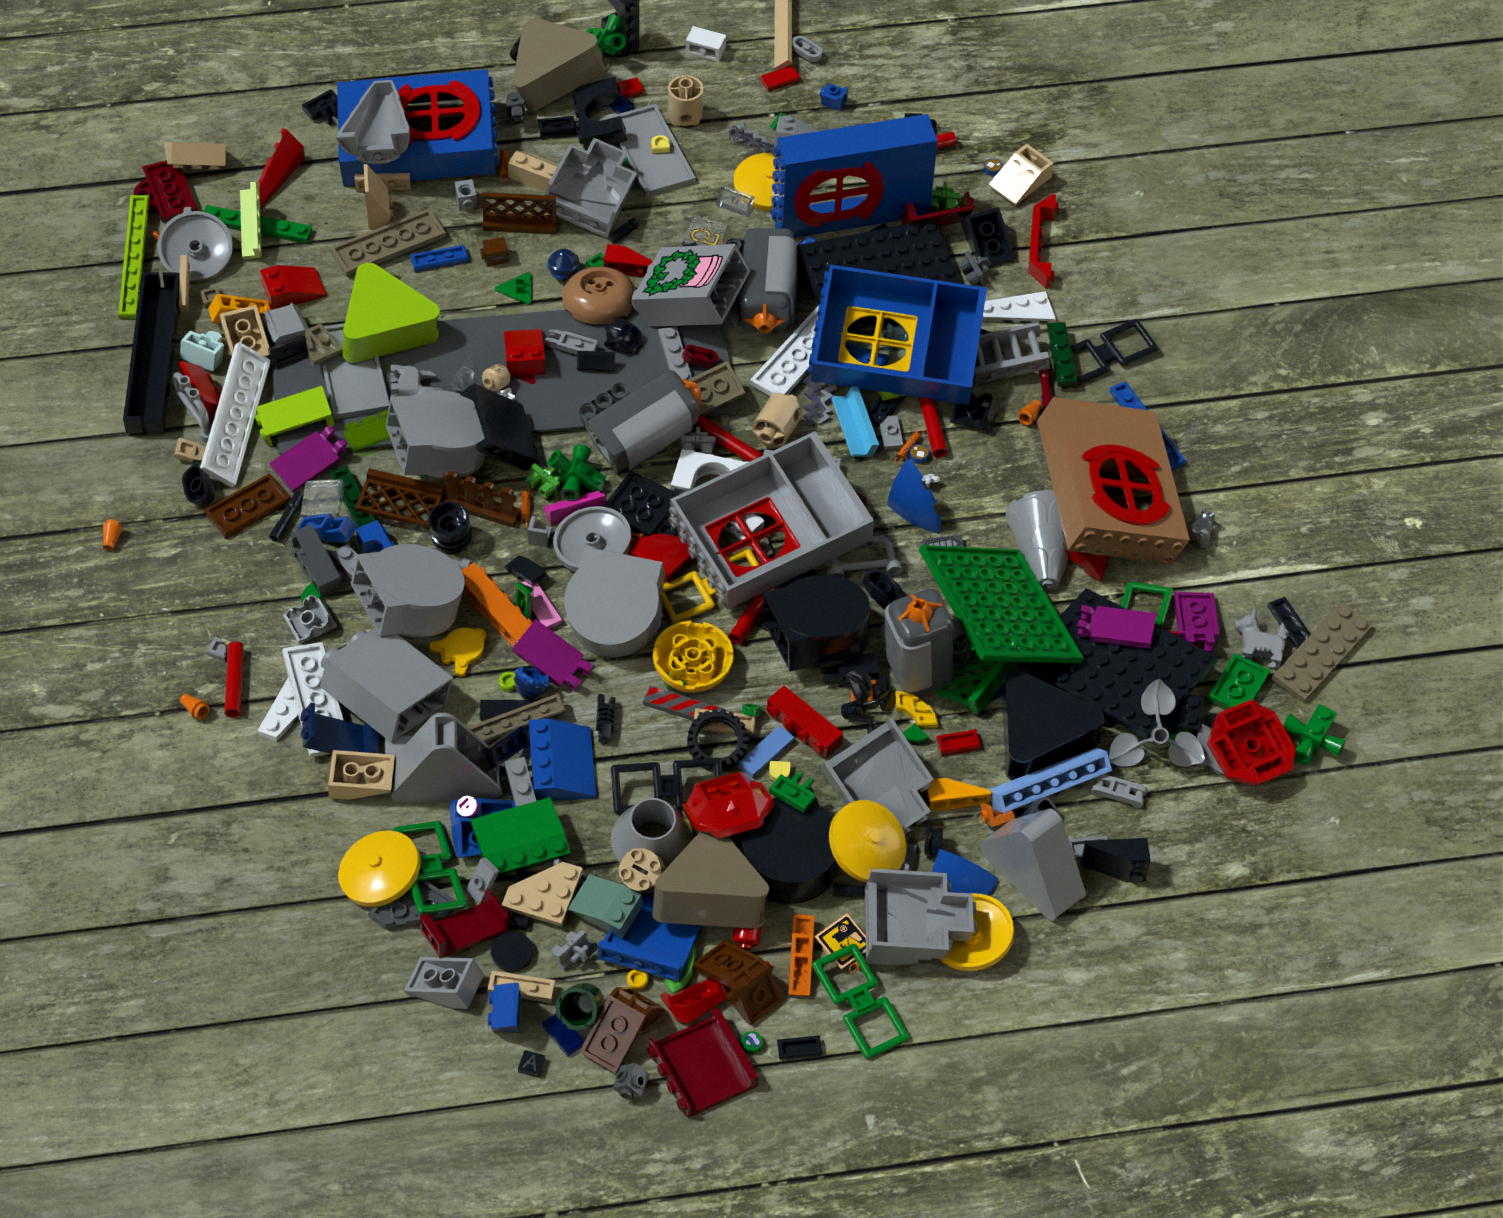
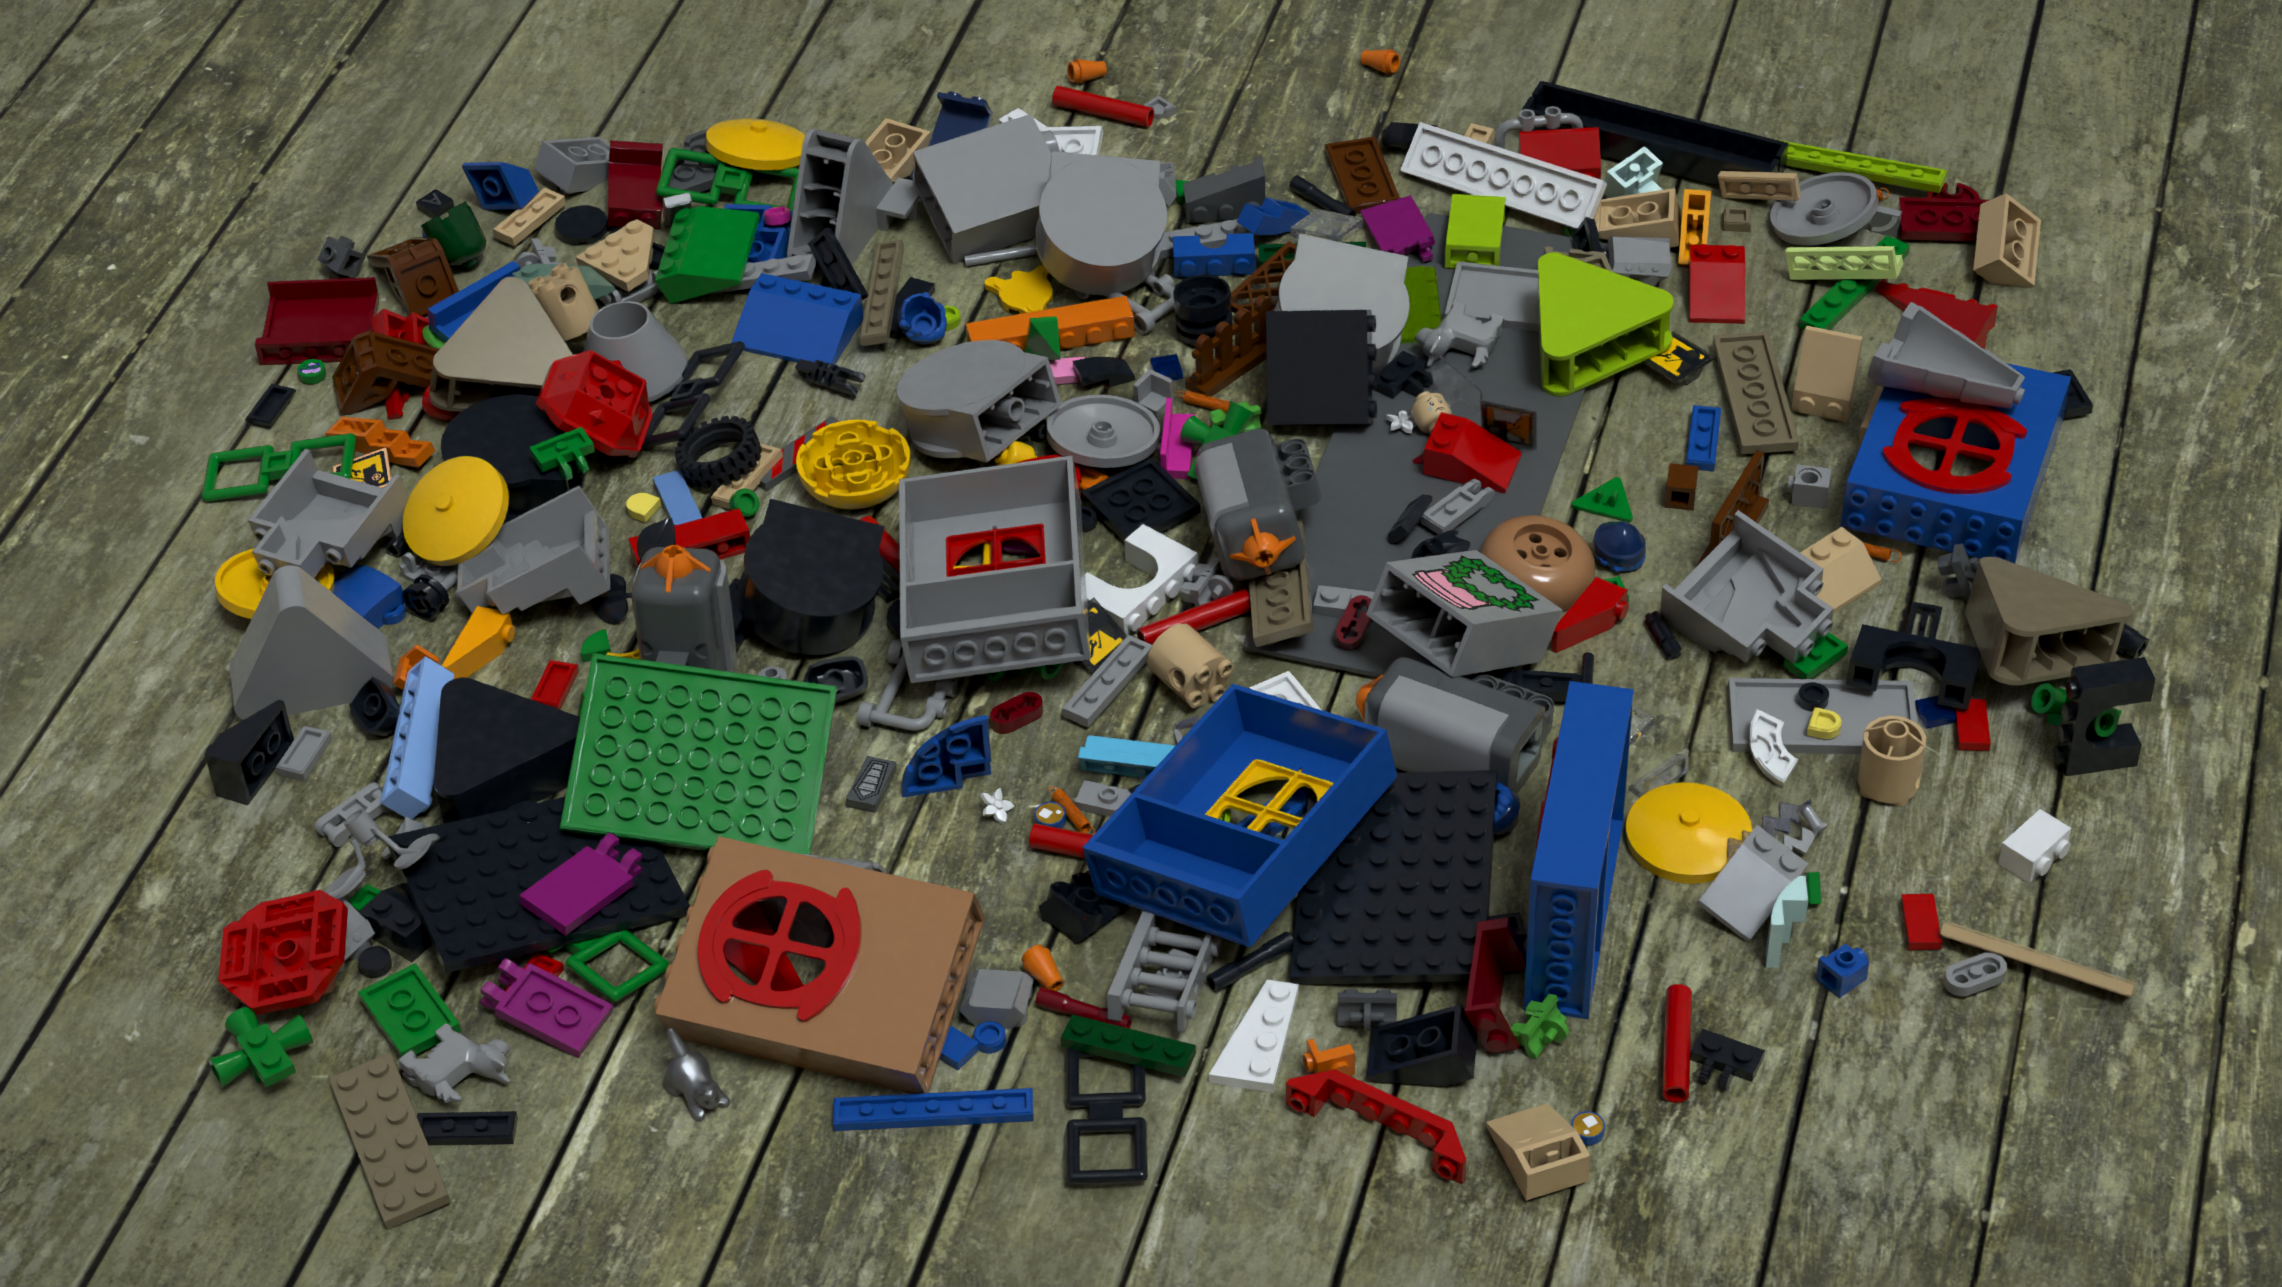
camera: 120 degrees right, 10 degrees down
(500, 321) = (1510, 424): none -> clear smoke piece
(503, 540) = (1167, 366): none -> clear blue tile
(551, 655) = (960, 326): magenta tile -> none
(641, 154) = (1813, 695): none -> black tile
(692, 161) = (1768, 748): none -> white tile
(821, 117) = (1788, 908): none -> light aqua slope
(1019, 272) = (1337, 1058): none -> orange bracket

